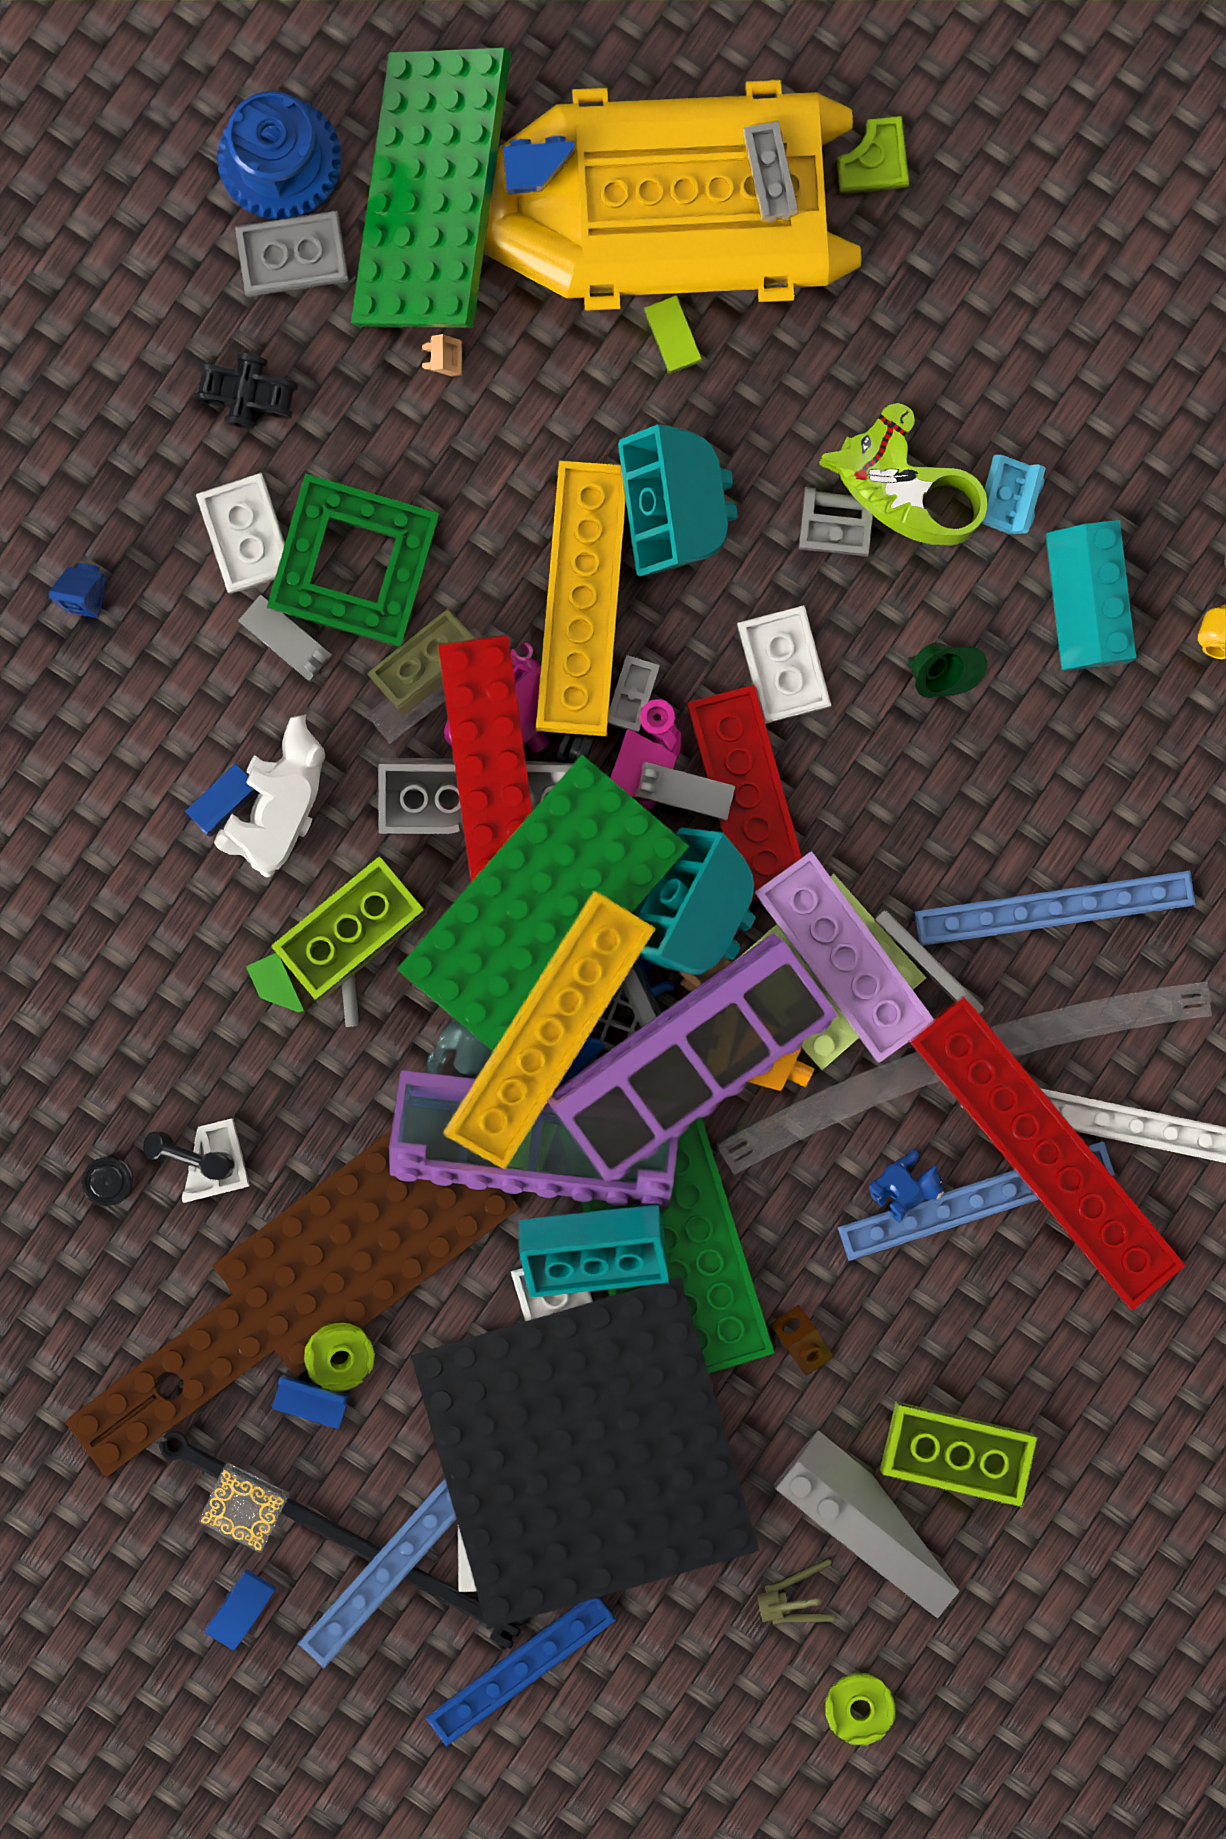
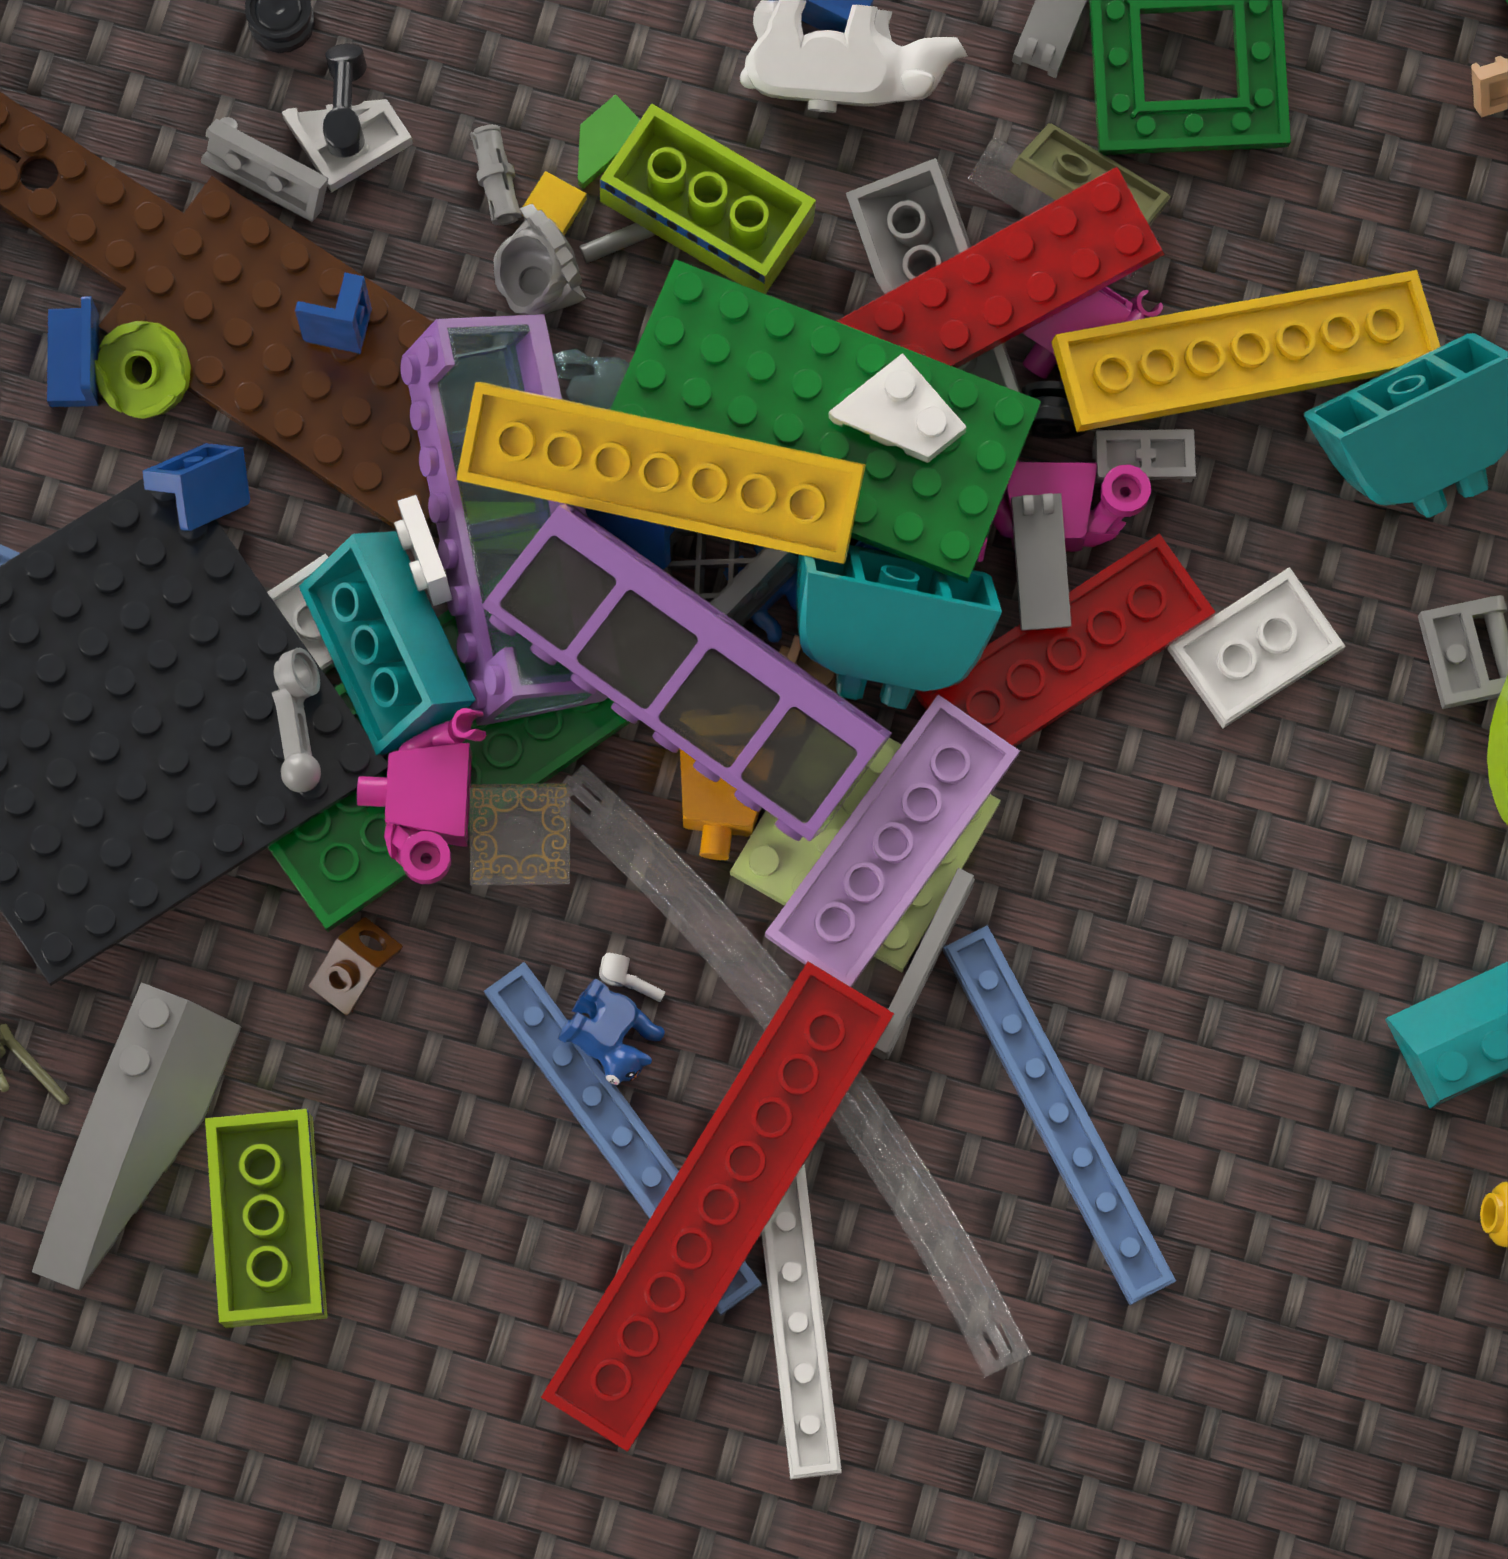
camera: 70 degrees right, 10 degrees down
(219, 1228) = (264, 169): none -> light grey hinge
(276, 1068) = (495, 174): none -> light grey pin
(310, 1034) = (557, 200): none -> yellow tile
(360, 1063) = (537, 267): none -> light grey hair
(360, 1204) = (338, 327): none -> blue panel
(436, 1341) = (205, 483): none -> blue panel
(528, 1208) = (427, 567): none -> white wing
(562, 852) = (901, 411): none -> white wing
(604, 1321) = (297, 680): none -> light grey piece
(711, 1260) = (426, 796): none -> dark pink torso
(752, 1203) = (519, 834): none -> clear plate
(864, 1169) = (614, 973): none -> white hand
(947, 670) = (1328, 860): dark green piece -> none

